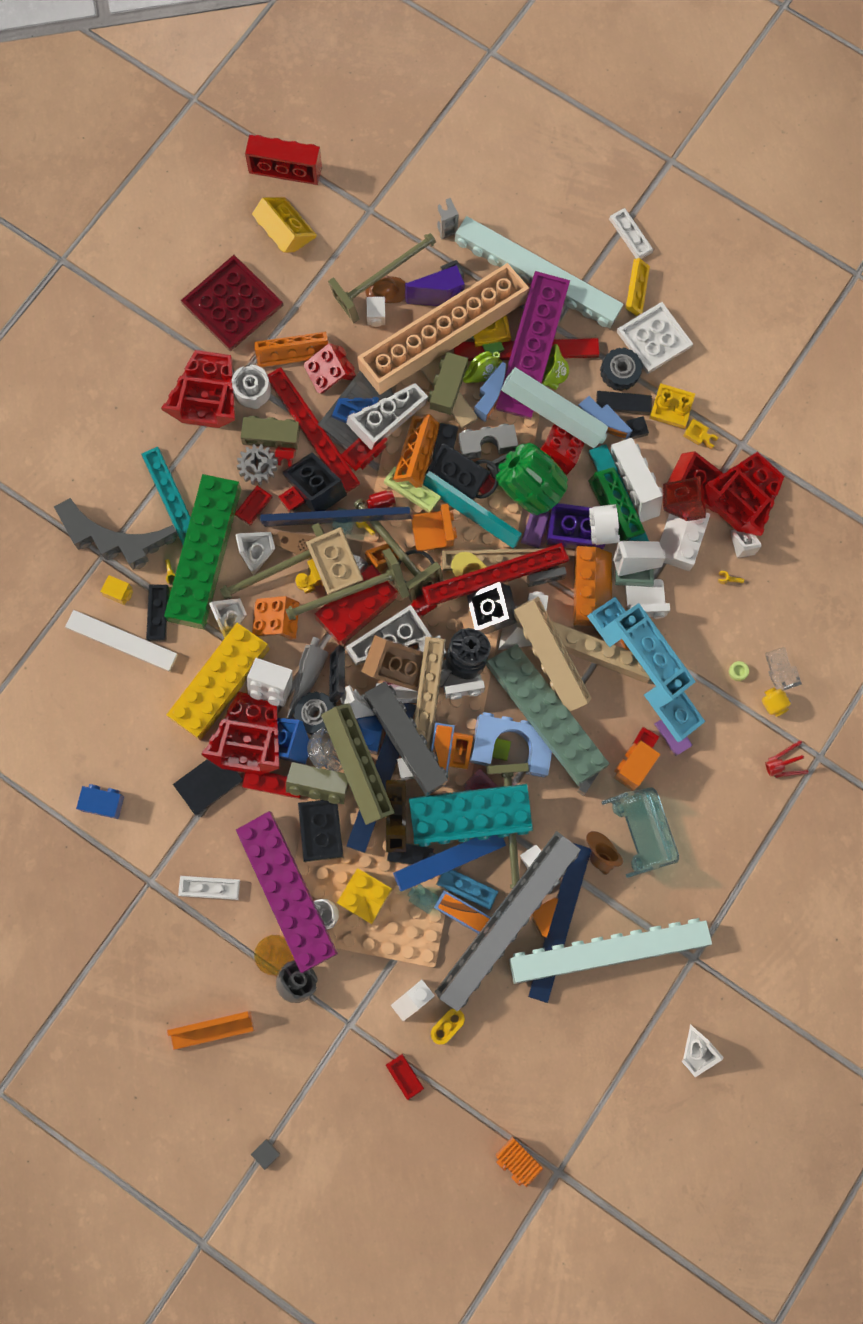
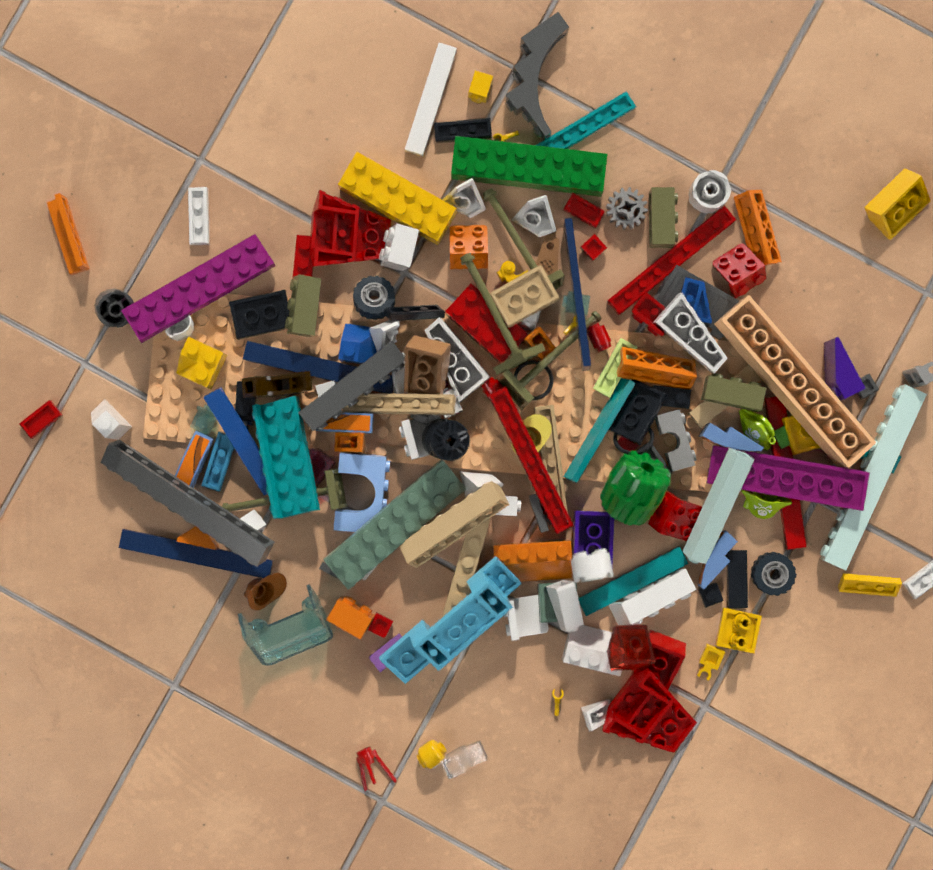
camera: 85 degrees right, 10 degrees up
(100, 802) = (269, 101): blue brick -> none
(204, 391) = (700, 144): red wedge -> none
(206, 785) = (294, 199): black tile -> none
(232, 302) = (802, 161): dark red plate -> none
(272, 954) = (140, 282): clear yellow tile -> none
(285, 453) = (642, 235): red tile -> none
(292, 740) = (344, 277): blue slope -> none
(309, 671) = (424, 287): light grey piece -> none
(315, 483) = (613, 269): black slope -> none
(322, 751) = (334, 306): clear brick -> none
(346, 299) = (817, 277): olive tile -> none
(357, 763) = (322, 341): olive brick -> none
(375, 311) = (809, 310): white brick -> none
(389, 287) = (836, 319): dark orange piece -> none
(434, 529) = (574, 393): orange bracket -> none
(447, 1026) = (89, 455): yellow plate -> none
(492, 608) = (495, 459): black brick -> none
(501, 749) = (358, 482): lime tile -> none
(535, 529) = (586, 497): medium lavender tile -> none
(605, 496) = (621, 572): green fence -> none
(610, 951) = (169, 604): light aqua brick -> none
(655, 337) = (813, 607): white plate -> none
(699, 1053) = (83, 696): white slope -> none
(738, 671) = (461, 715): yellowish green tile -> none

